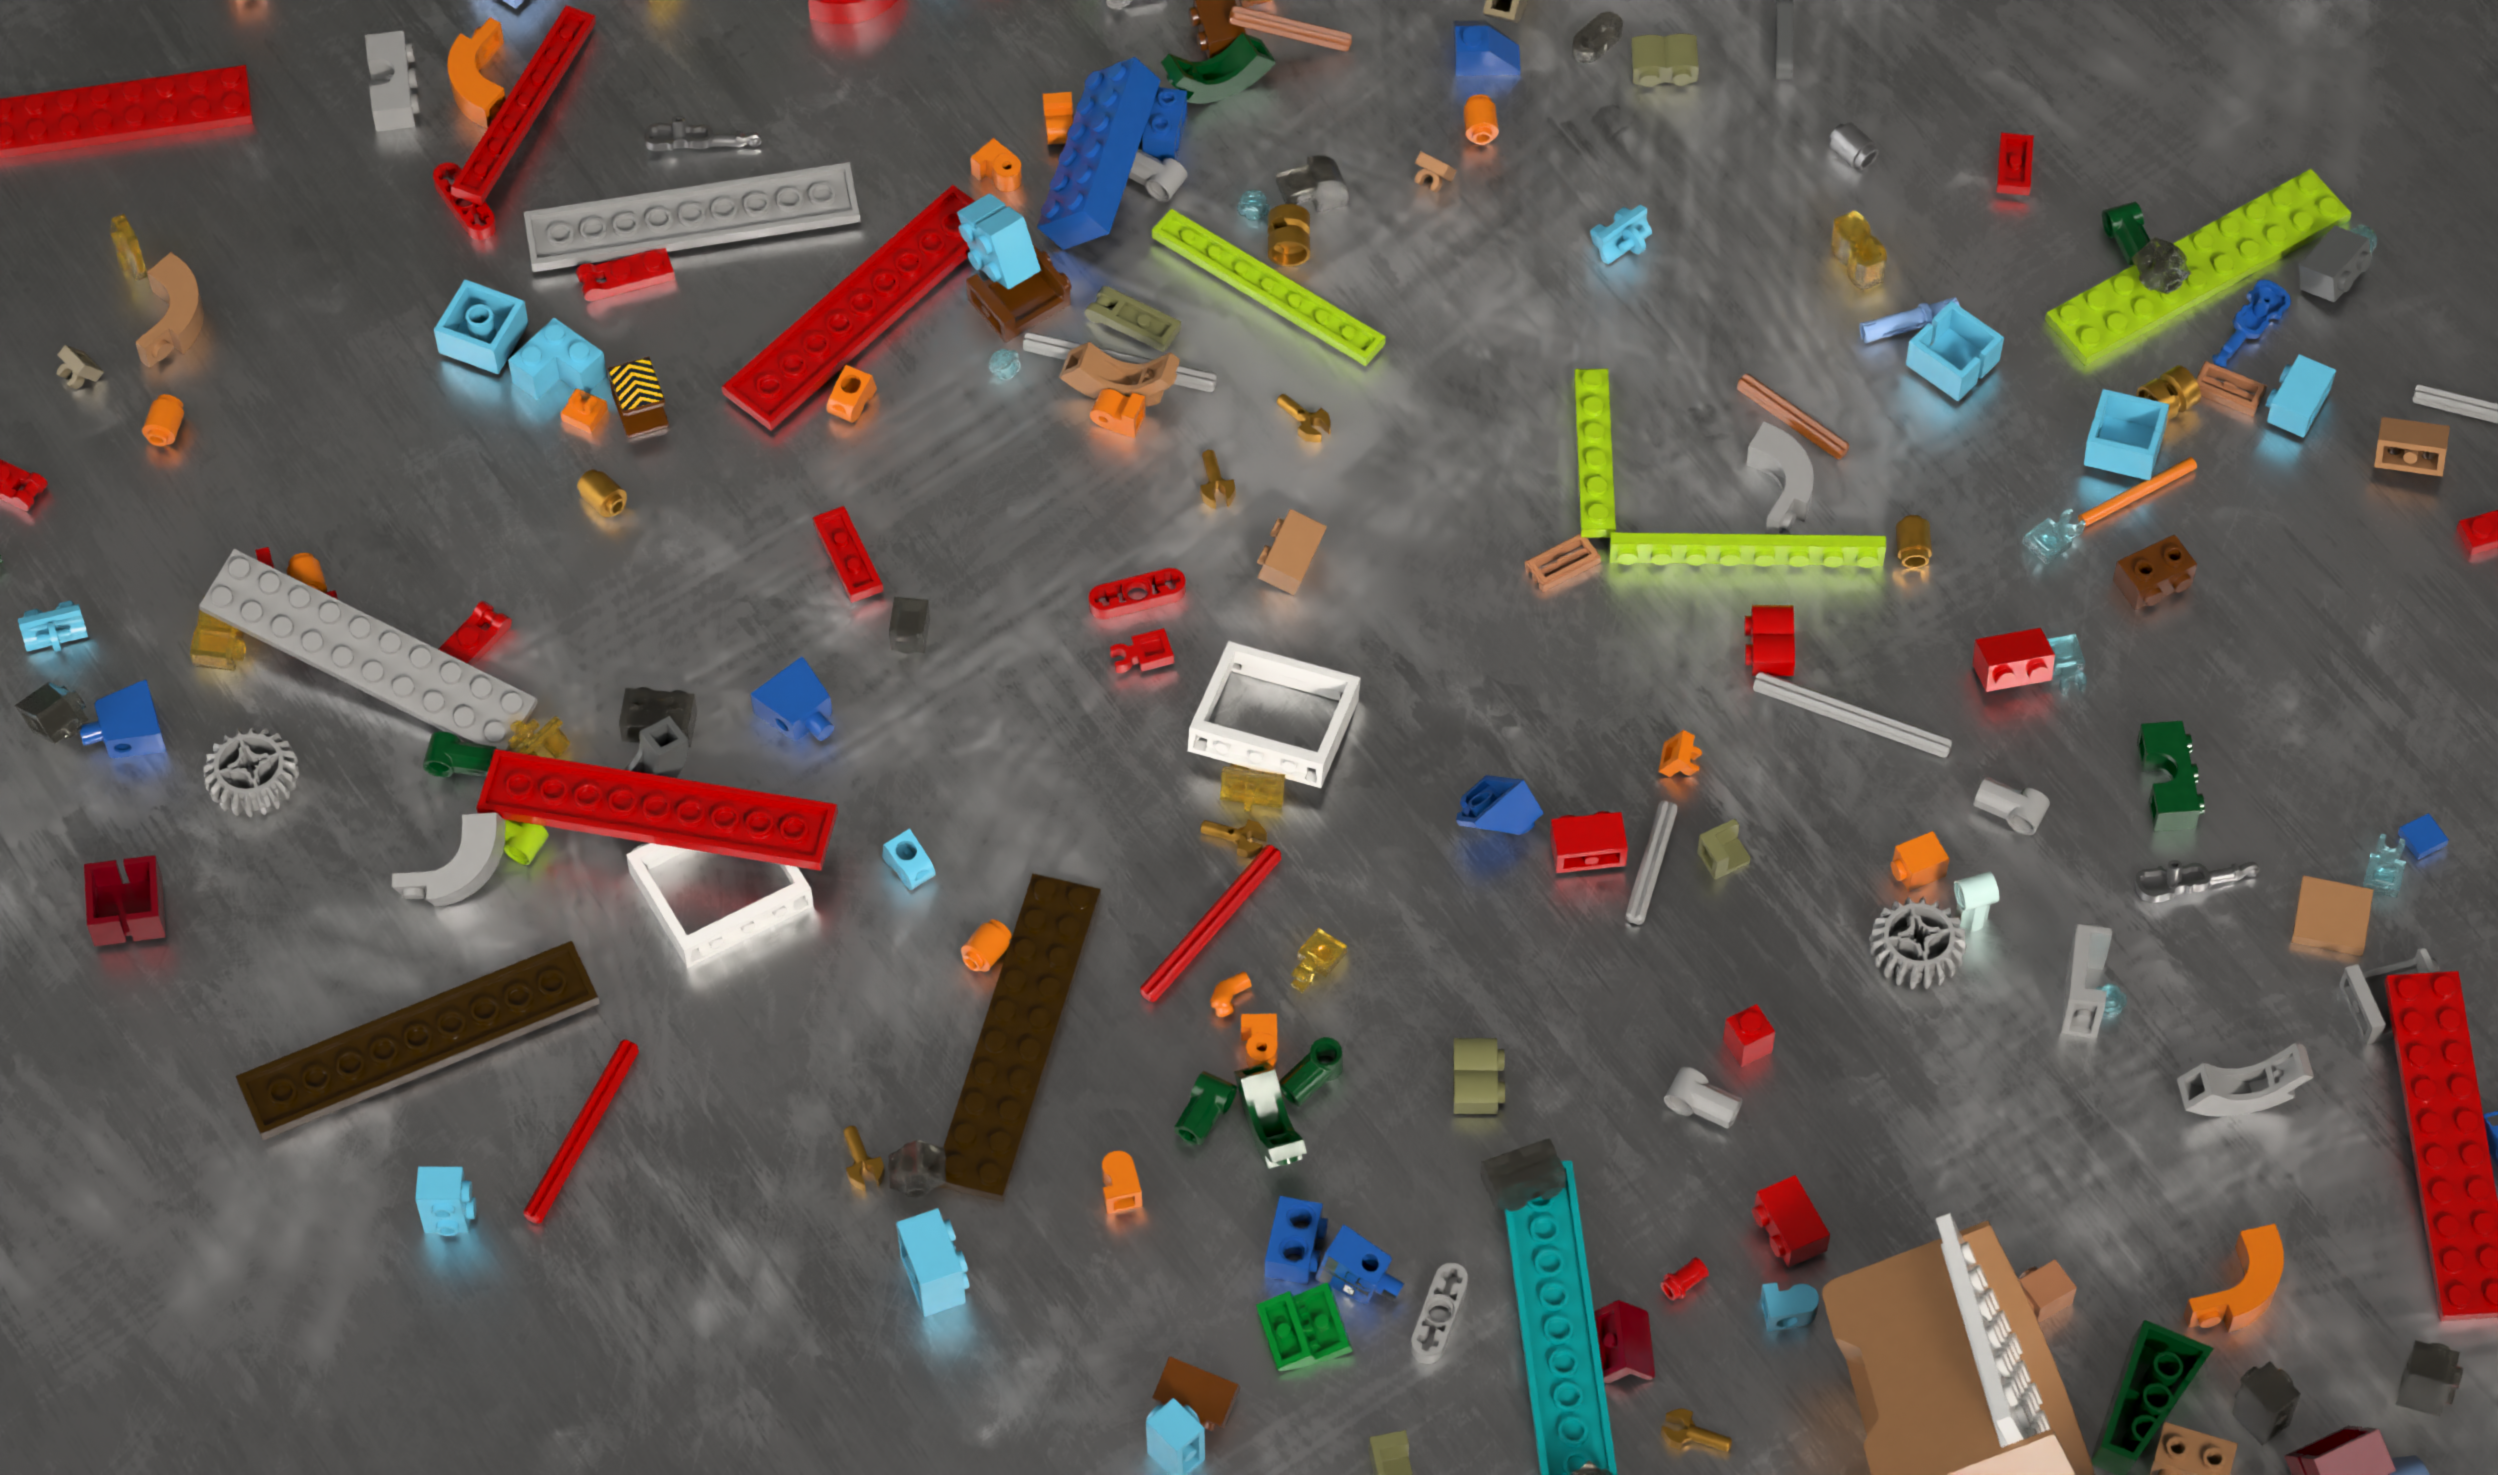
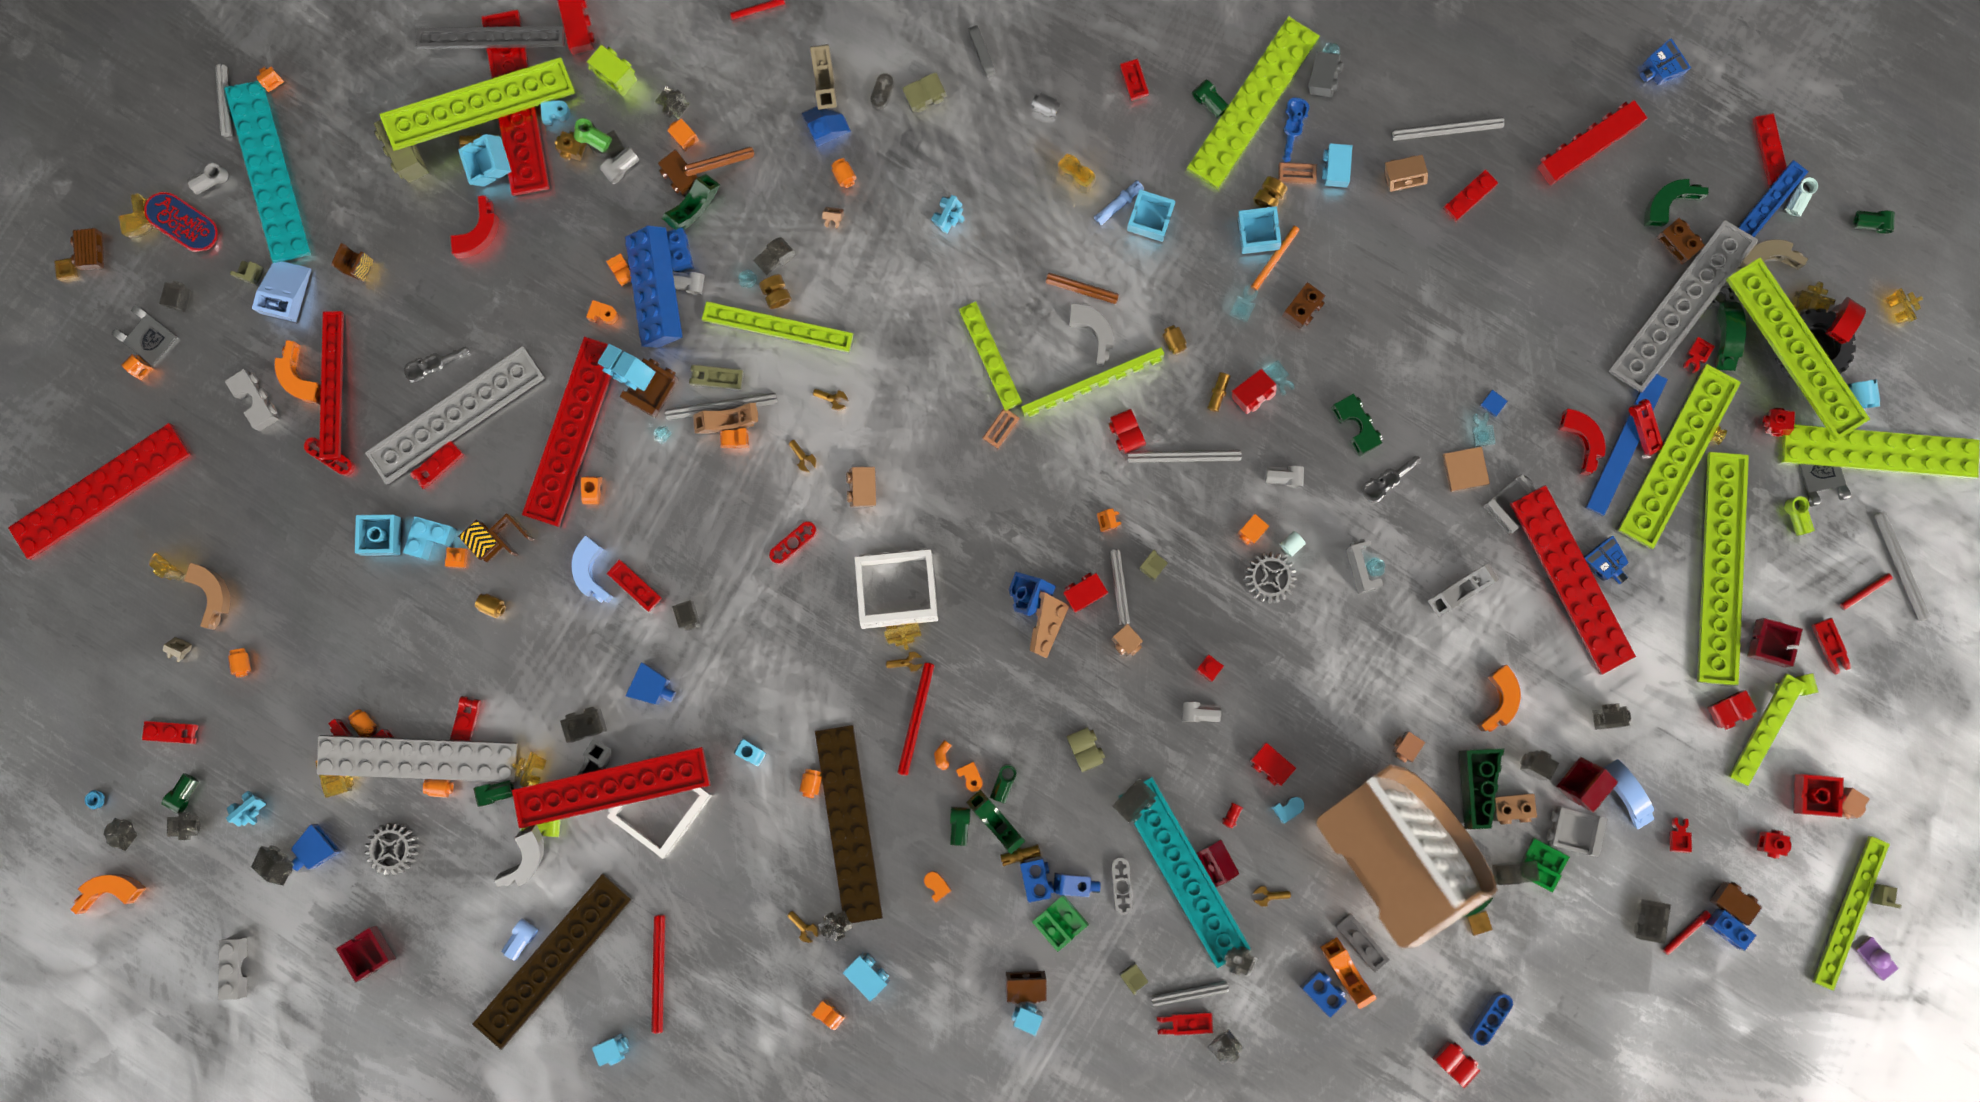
camera: 15 degrees left, 25 degrees up
(375, 713) = (438, 787): none -> orange brick
(391, 980) = (522, 935): none -> light blue piece
(699, 388) = (497, 528): none -> reddish brown piece
(781, 490) = (582, 565): none -> light blue arch
(833, 1302) = (828, 1014): none -> orange leg
(1147, 650) = (814, 575): red plate -> none
(1286, 1189) = (1020, 855): none -> pearl gold pin
(1319, 955) = (978, 715): clear yellow plate -> none
(1505, 862) = (1048, 624): none -> medium nougat wing
(1626, 933) = (1127, 641): none -> medium nougat brick
(1953, 643) = (1218, 392): none -> pearl gold pin
(2161, 266) = (1239, 119): clear smoke brick -> none

